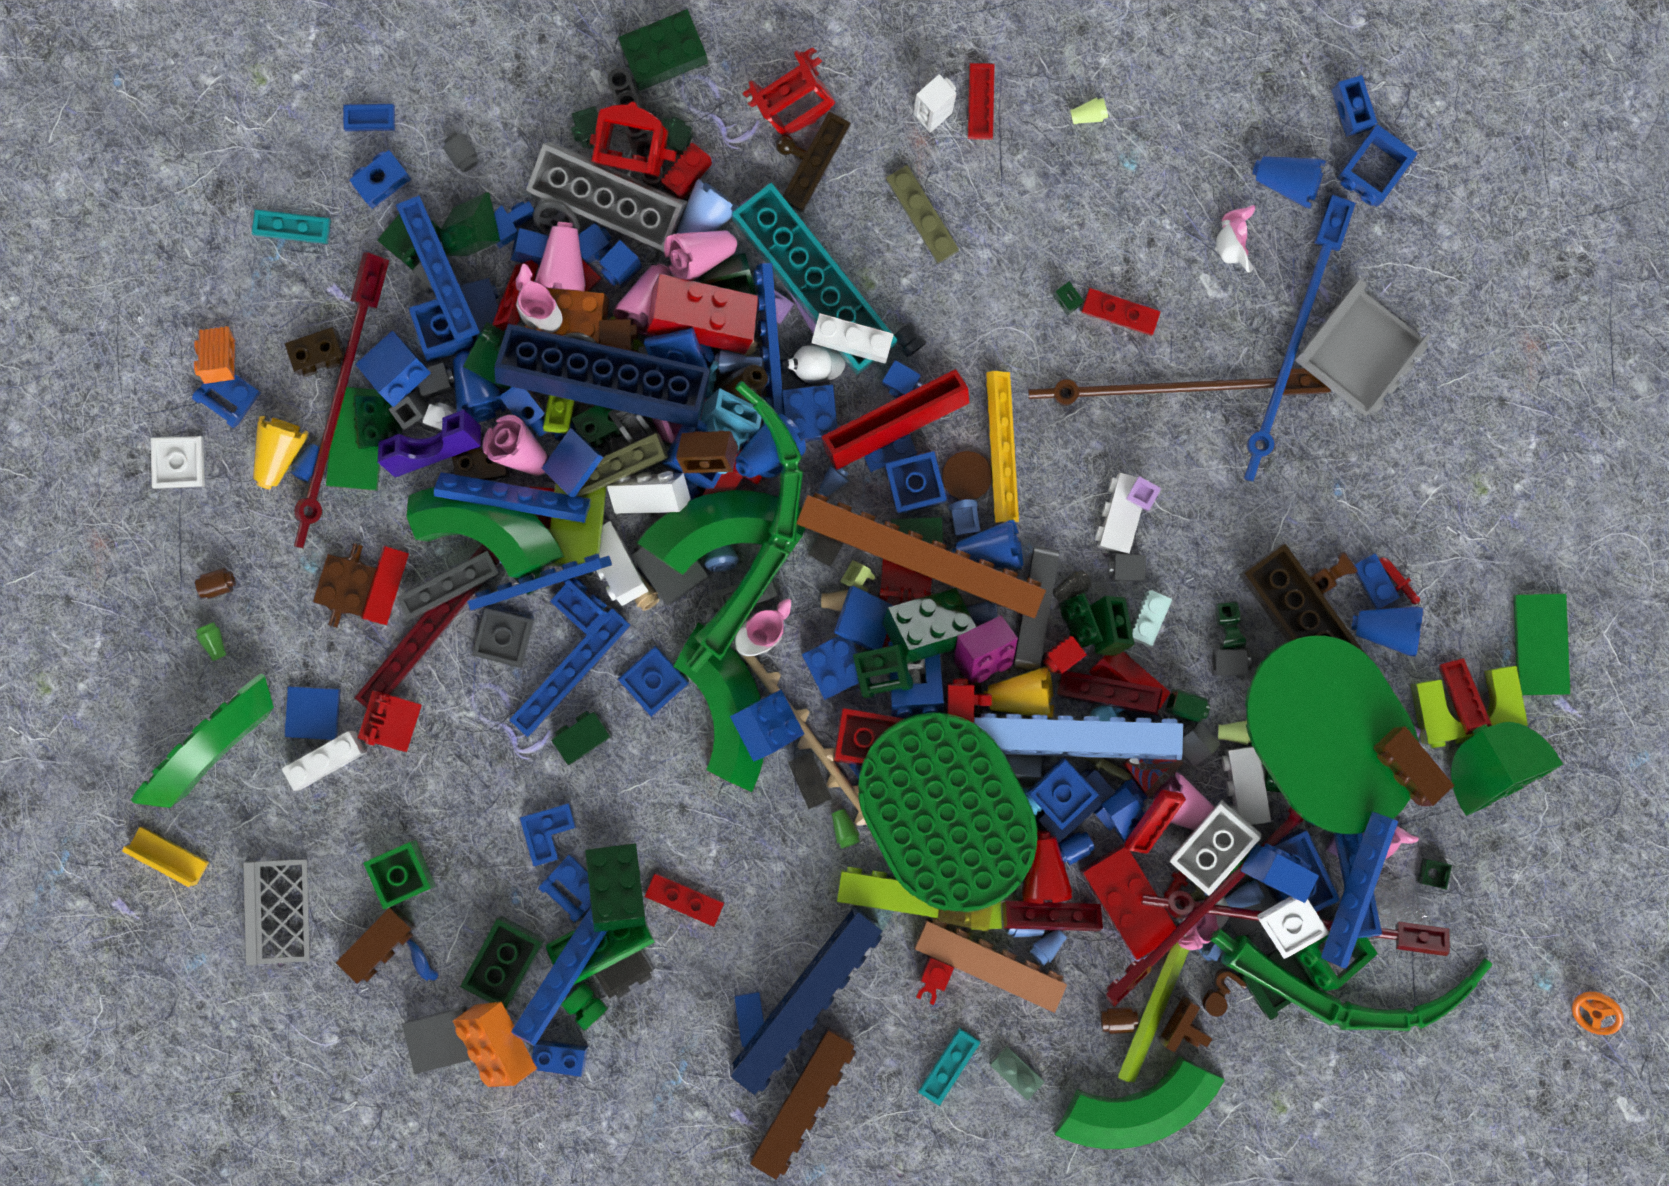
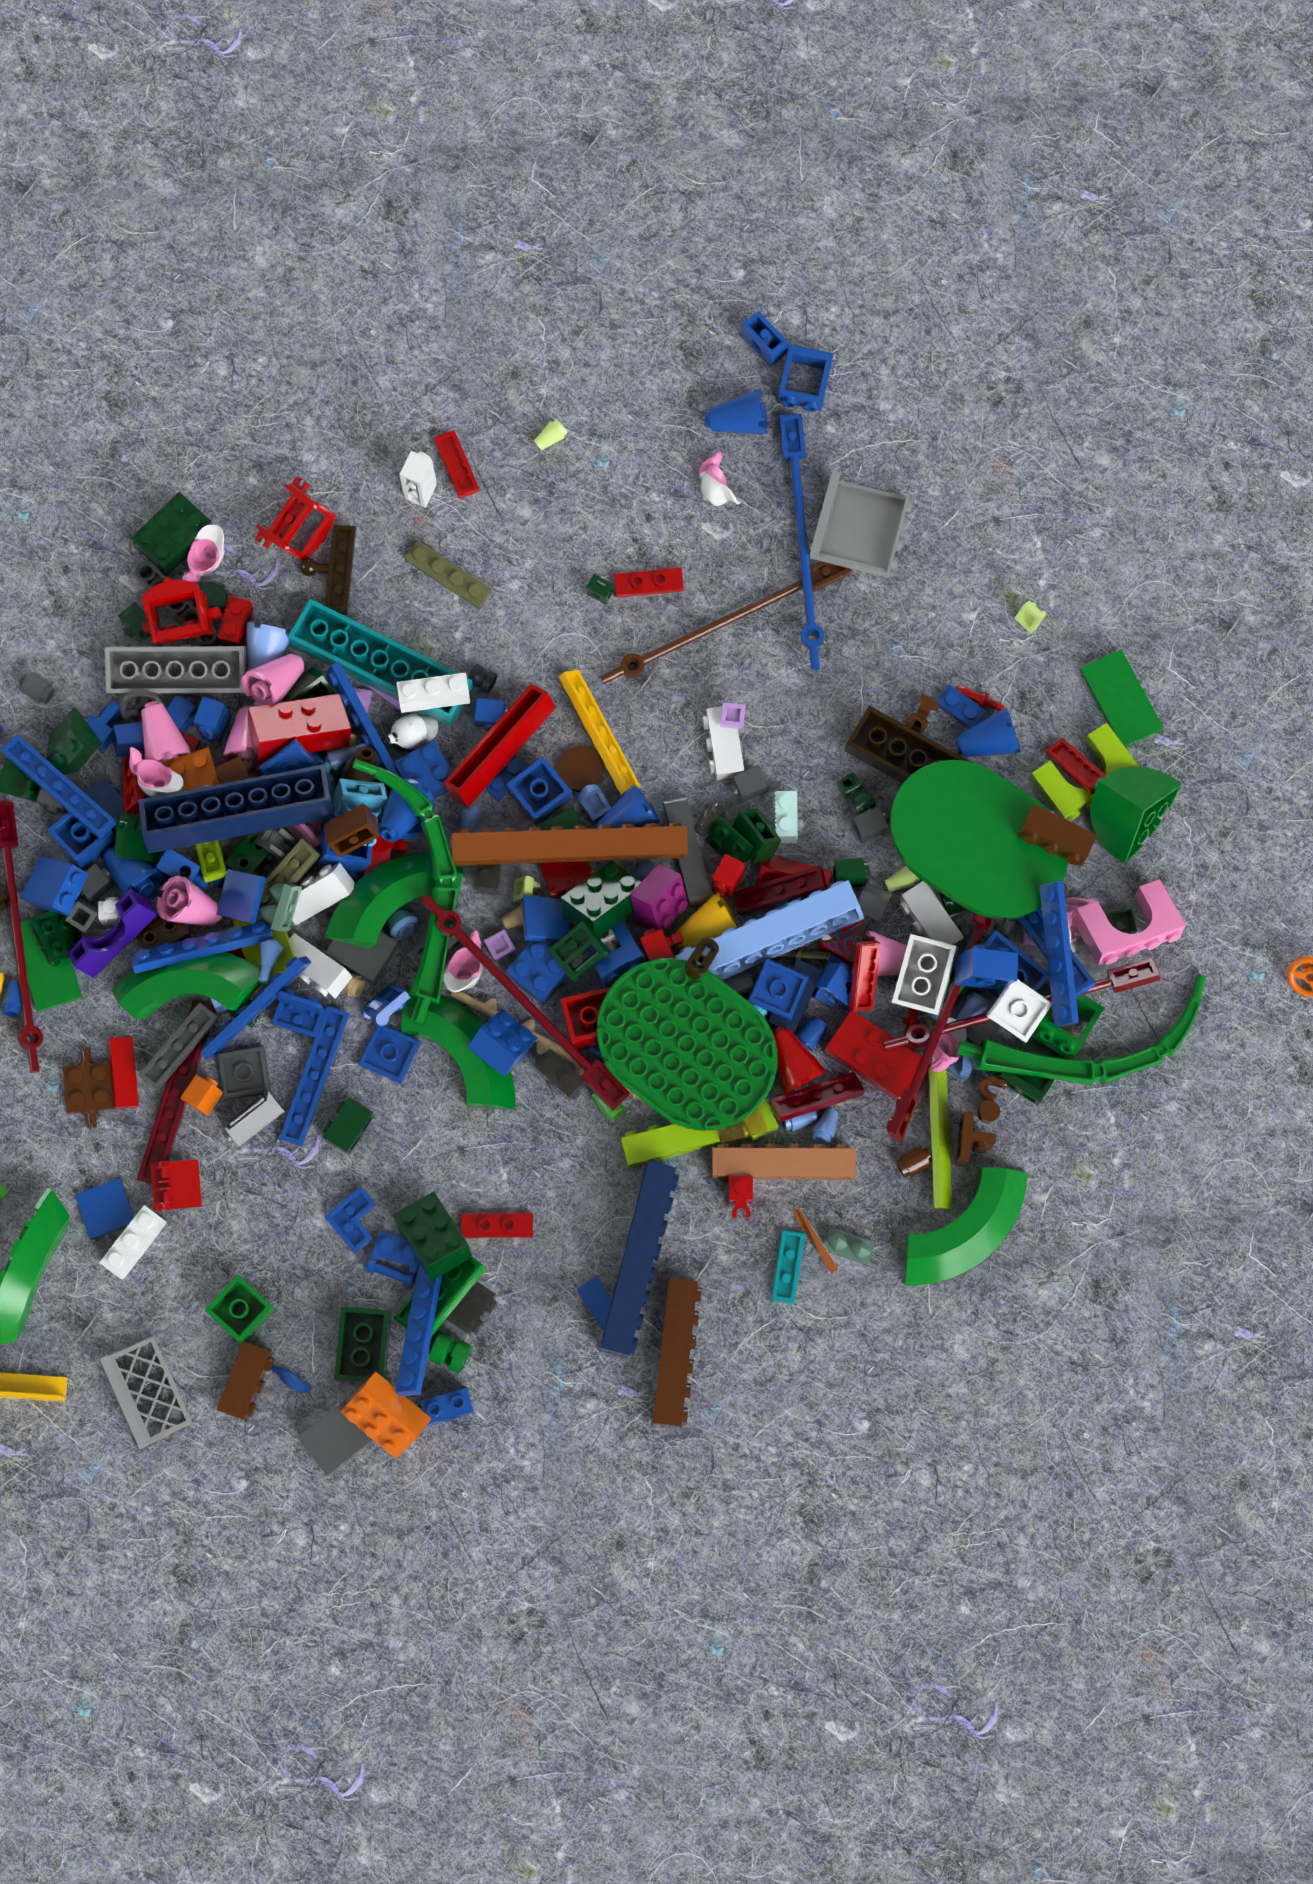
camera: 20 degrees left, 10 degrees down
(452, 643) = (202, 1094): none -> orange brick
(490, 689) = (252, 1119): none -> window
(575, 536) = (270, 953): none -> medium blue cone
(603, 501) = (281, 915): none -> sand green tile
(677, 632) = (390, 999): none -> blue plate
(686, 86) = (205, 553): none -> bright pink hair
(808, 622) = (499, 945): none -> lavender plate
(844, 799) = (595, 1075): none -> dark red bar
(987, 1054) = (815, 1240): none -> orange sticker
(1003, 741) = (705, 961): none -> dark brown beam
(1411, 893) = (1110, 944): none -> bright pink arch
(1490, 519) = (1030, 616): none -> yellowish green tile

